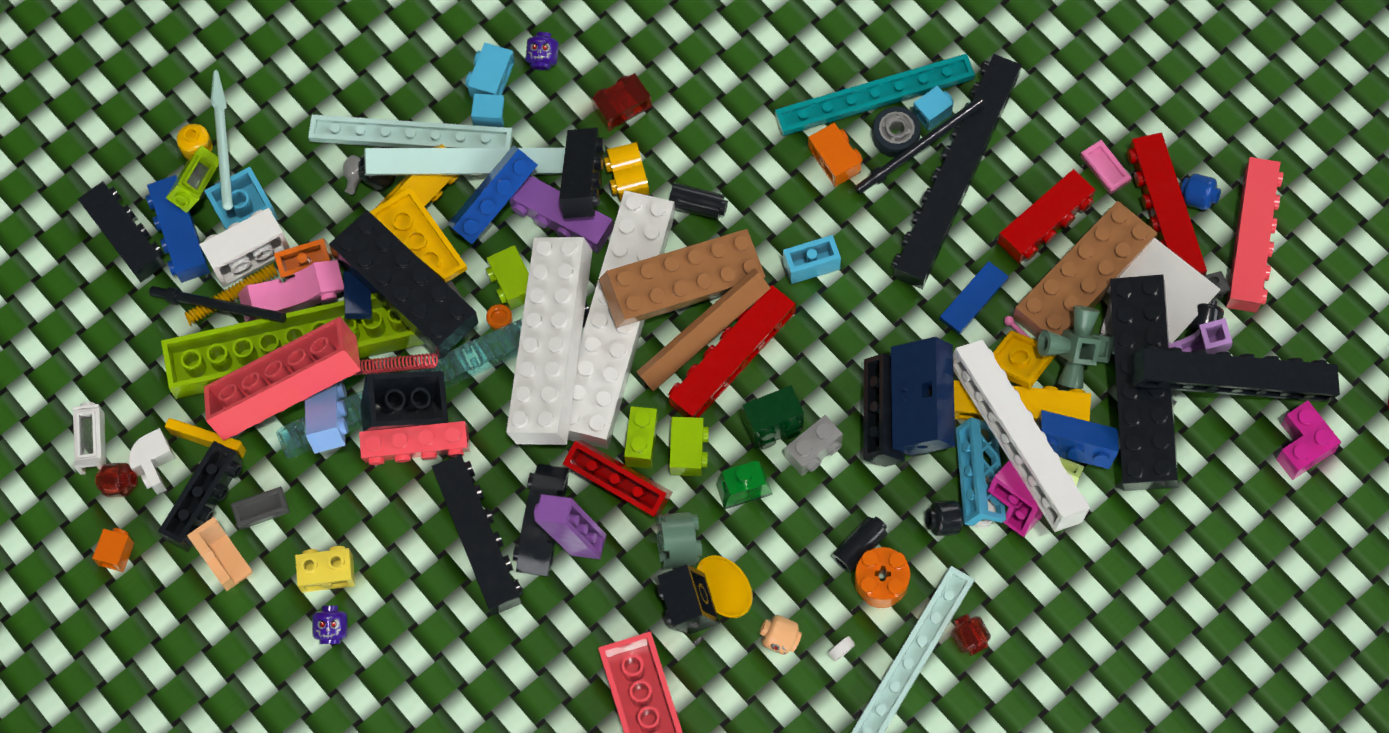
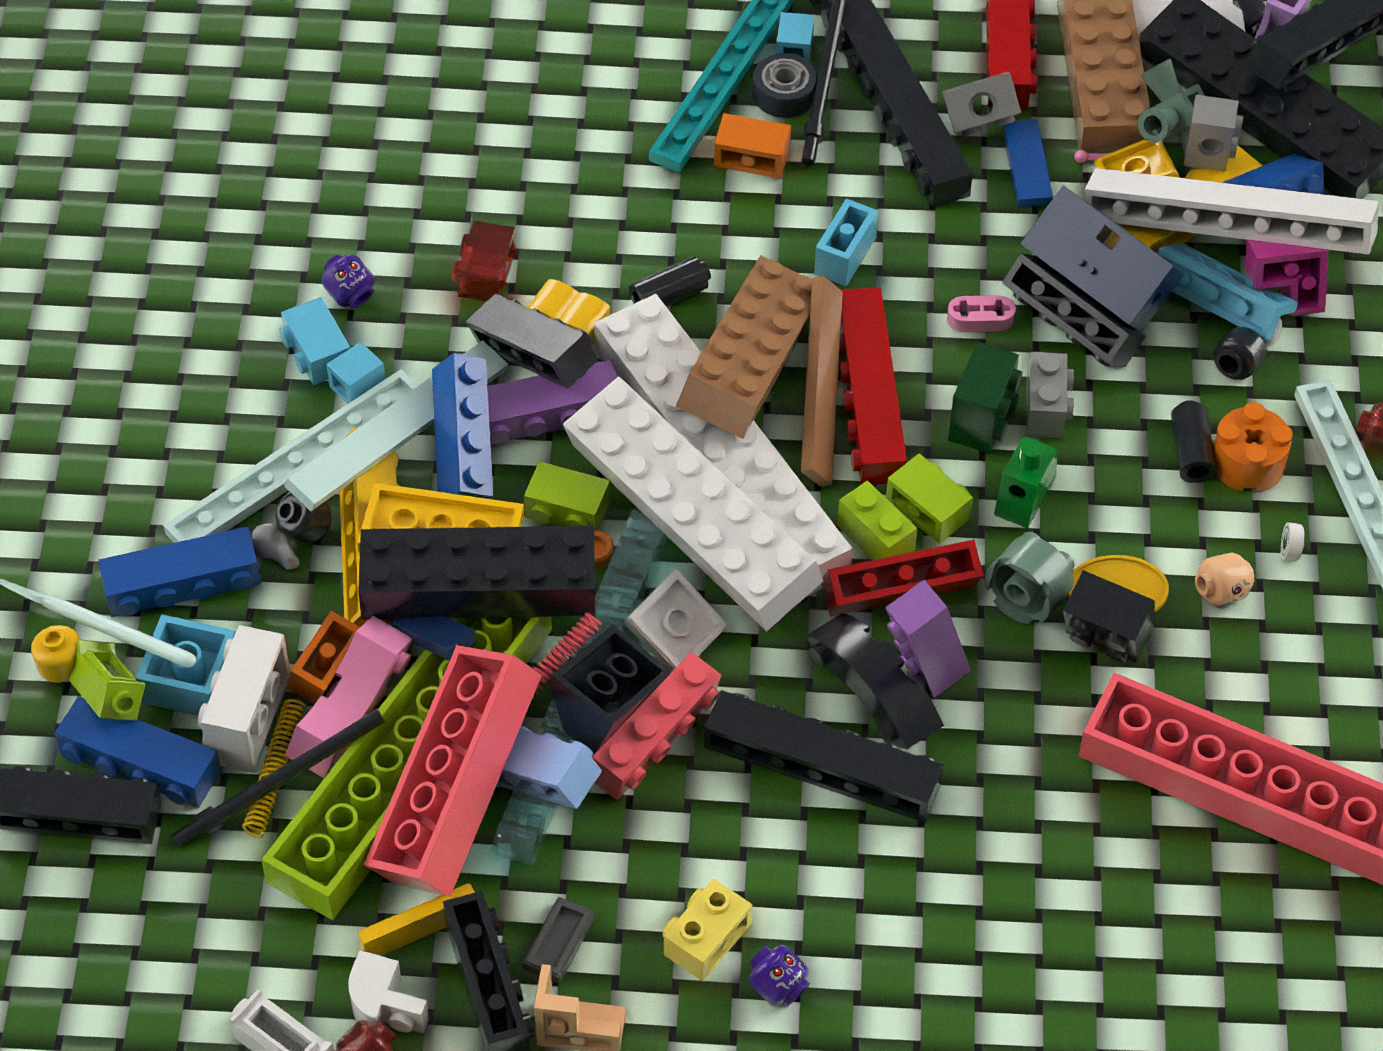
camera: 50 degrees left, 15 degrees down
(294, 148) = (179, 572): none -> blue brick
(485, 395) = (675, 621): none -> white tile
(838, 370) = (981, 313): none -> bright pink beam
(994, 240) = (961, 98): none -> light grey brick
(1066, 378) = (1212, 132): none -> light grey brick

